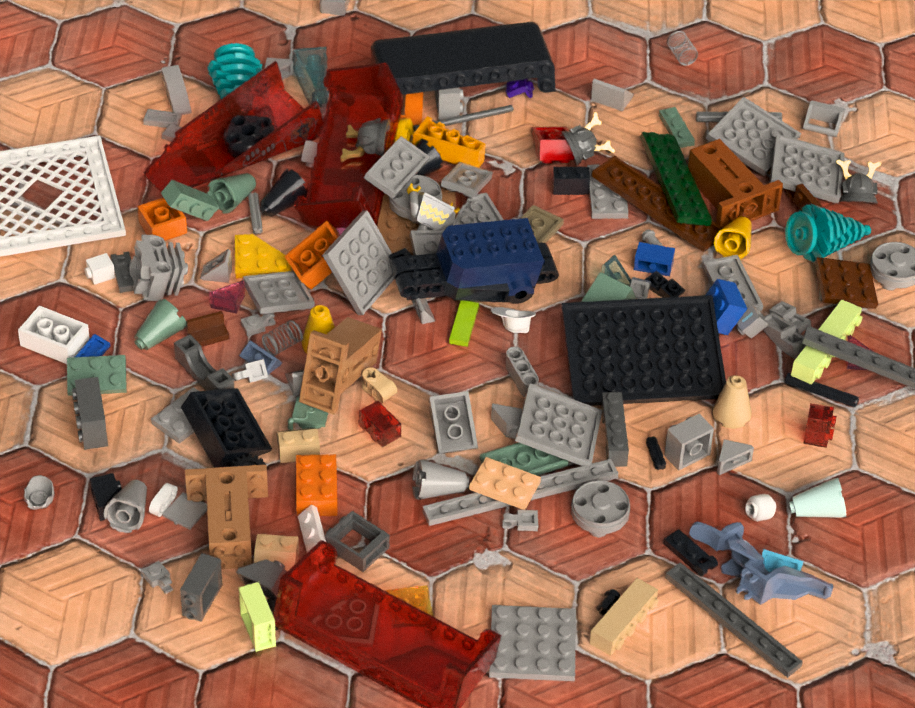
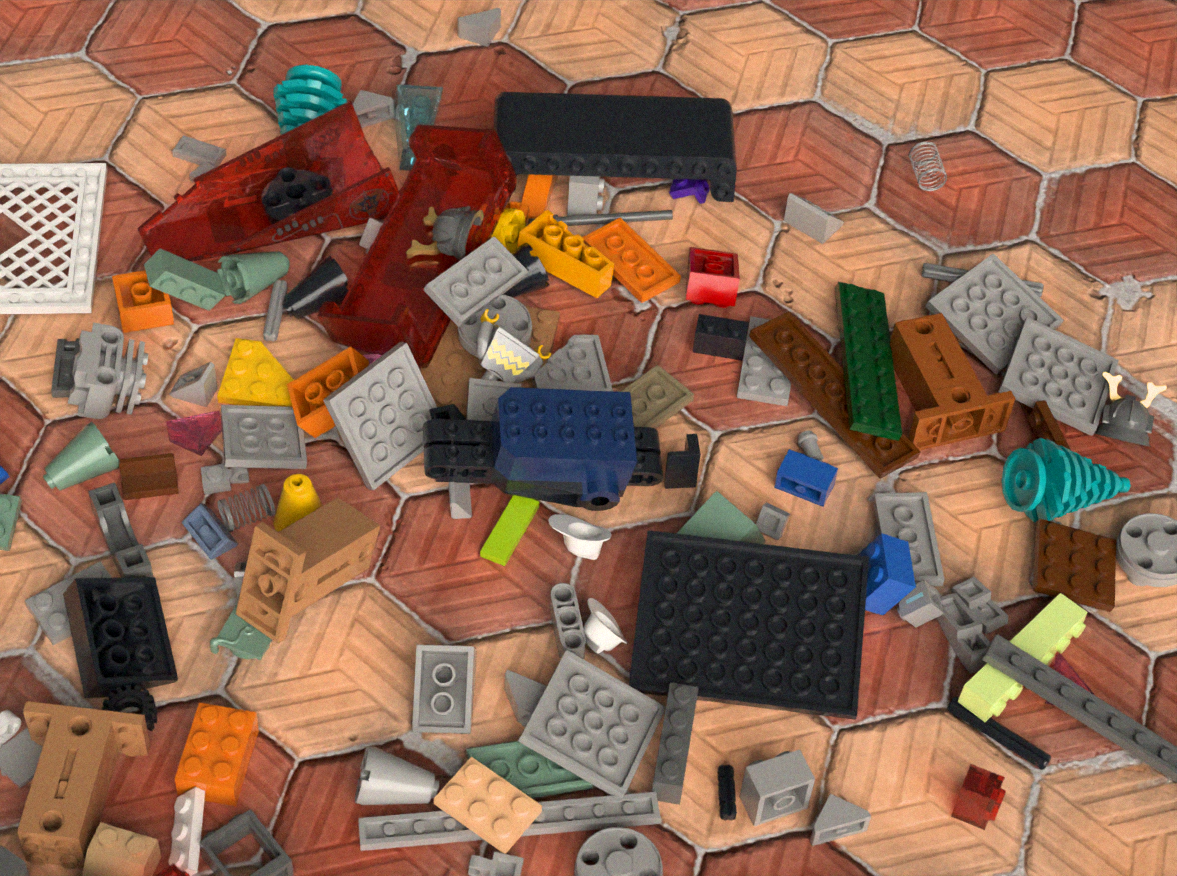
camera: 10 degrees right, 5 degrees up
(99, 269) = (35, 357): white brick -> none
(176, 89) = (229, 115): light grey slope -> none
(253, 371) = (191, 552): plate -> none
(297, 443) = (214, 679): tan slope -> none
(378, 385) = (356, 606): tan piece -> none
(379, 423) = (340, 669): clear red brick -> none
(466, 179) = (575, 311): light grey plate -> none
(499, 143) = (634, 260): none -> orange plate
(546, 373) = (601, 628): none -> white piece
(571, 263) = (683, 465): none -> black panel
(583, 141) = (751, 283): dark grey helmet -> none
(616, 271) = (743, 493): clear light blue slope -> none
(663, 287) = (811, 526): black slope -> none
(676, 127) = (891, 281): sand green plate -> none
(733, 404) = (859, 737): tan cone -> none
(734, 238) = (929, 466): yellow cone -> none
(825, 113) = (1105, 295): light grey tile -> none

